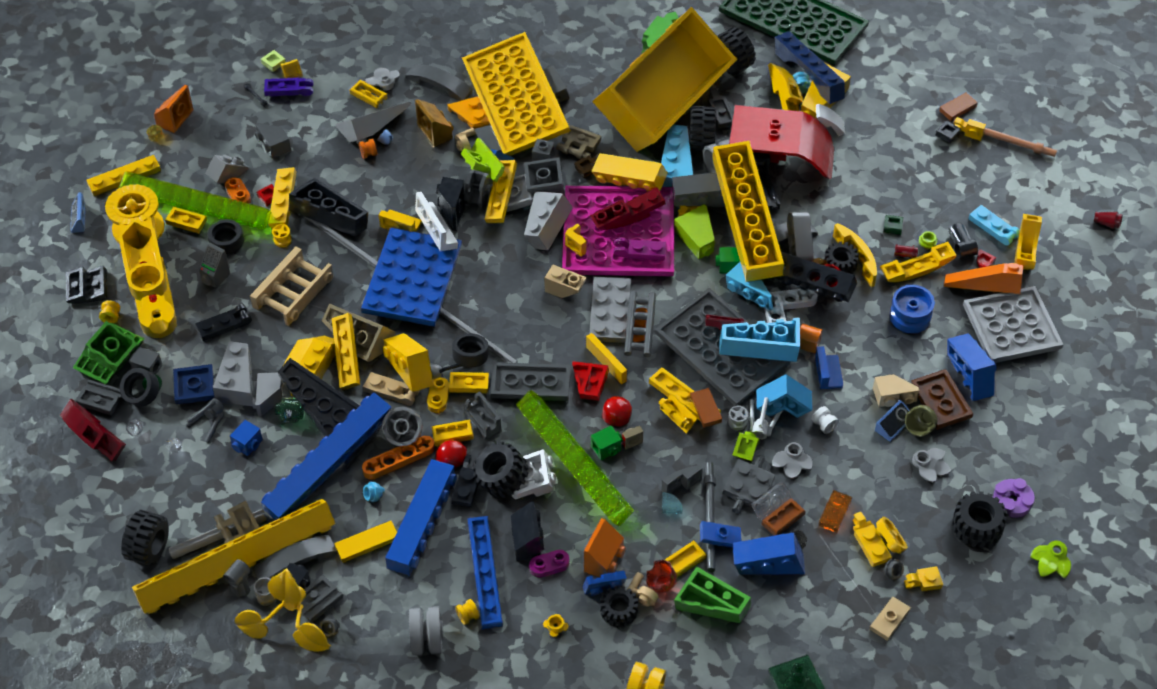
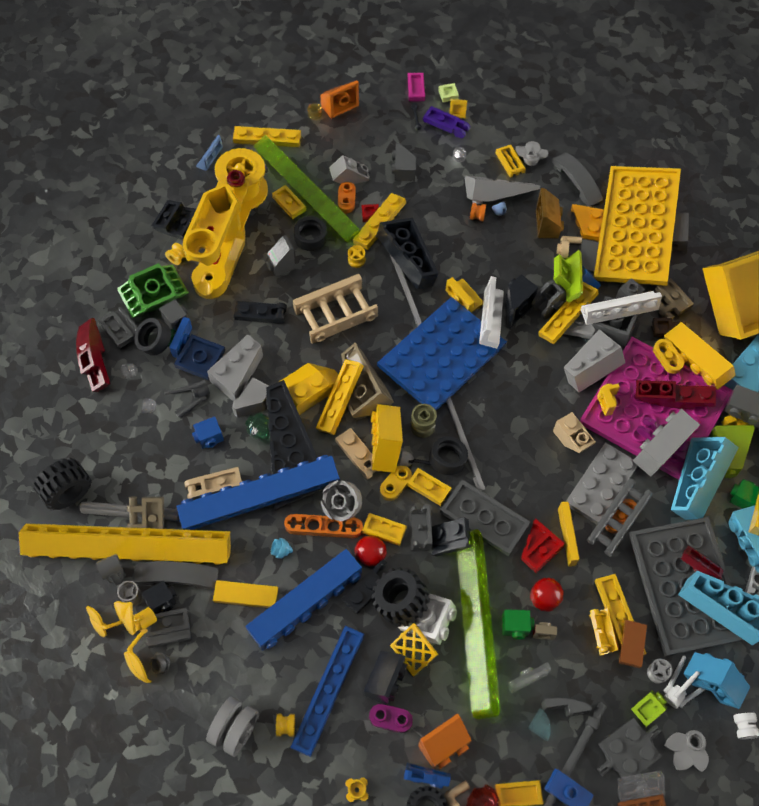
camera: 30 degrees right, 10 degrees up
(136, 212) = (235, 178): none -> dark red plate
(166, 377) = (181, 337): none -> blue plate
(238, 69) = (416, 86): none -> dark pink tile
(277, 472) = (212, 482): none -> tan plate
(318, 109) = (457, 154): none -> clear hinge
(431, 333) = (423, 420): none -> olive wheel
(513, 407) = (450, 537): none -> black plate
(541, 490) = (423, 639): none -> yellow window
(543, 164) = (621, 307): none -> white fence
(605, 185) = (670, 356): none -> yellow plate
(640, 475) = (529, 676): none -> clear plate
(642, 248) = (665, 442): none -> light grey wedge
(685, 258) = (701, 475): none -> medium azure wedge

